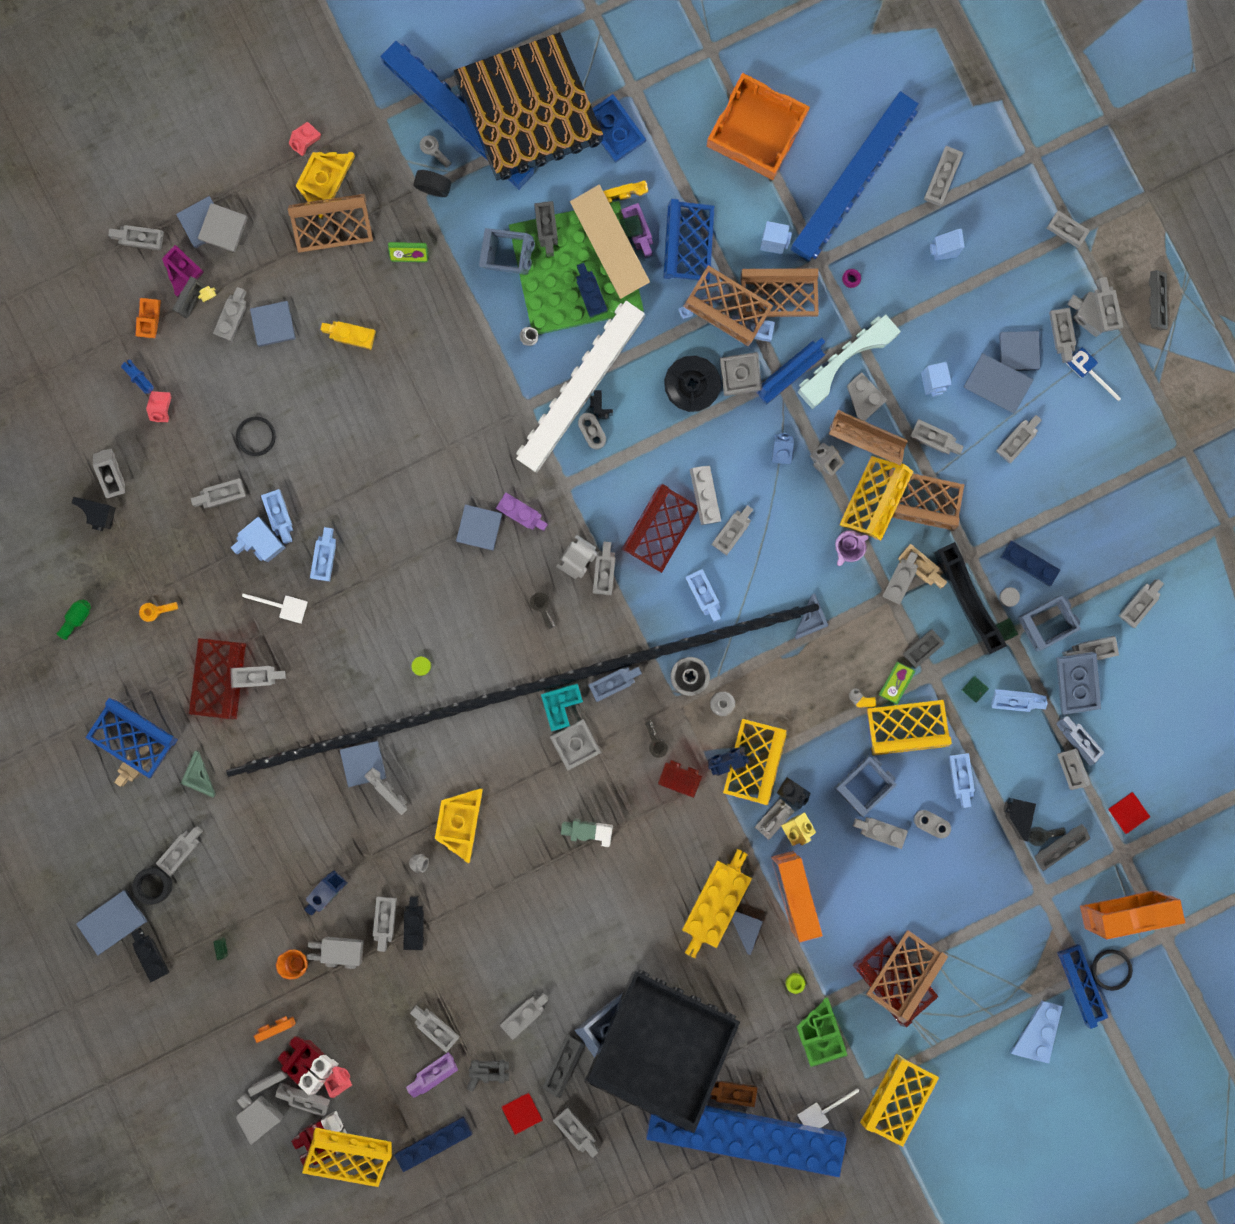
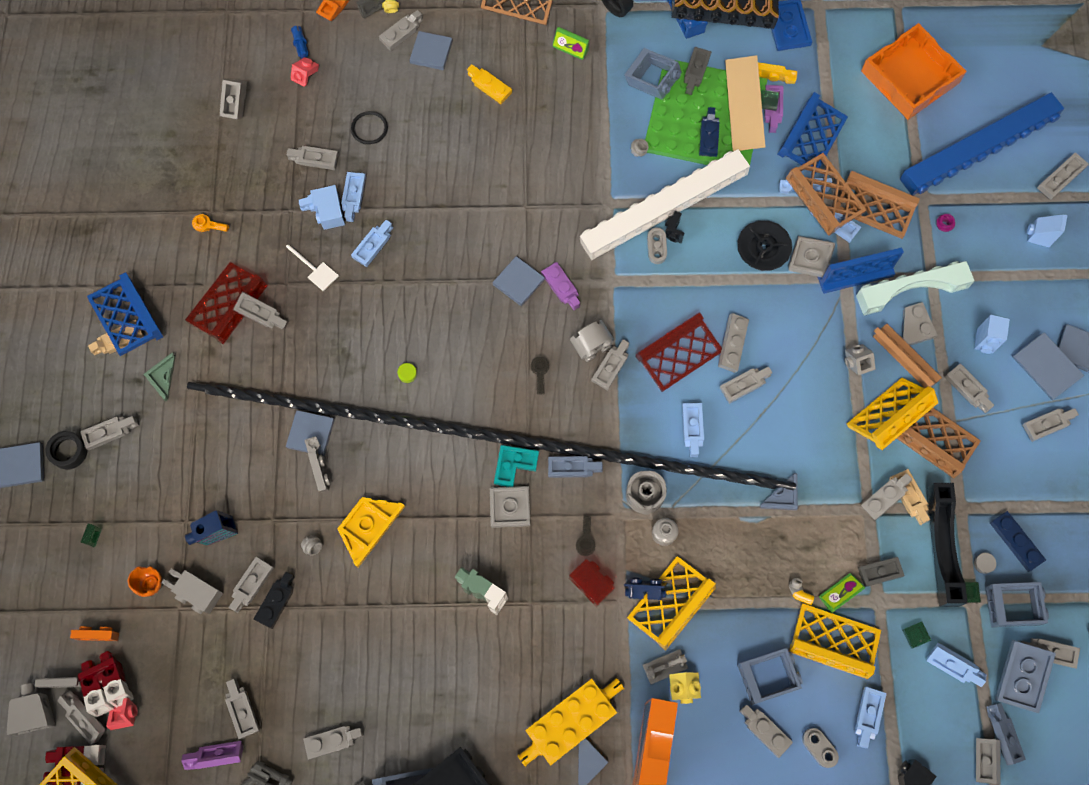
camera: 25 degrees right, 15 degrees down
(74, 617) = (138, 199): green arm -> none
(97, 514) = (205, 127): black arch -> none
(149, 956) = (25, 512): black hinge -> none
(775, 237) = (892, 159): light blue brick -> none
(782, 448) = (822, 335): medium blue bracket -> none
(794, 793) = (696, 650): black bracket -> none
(850, 546) = (850, 445): lavender hair -> none

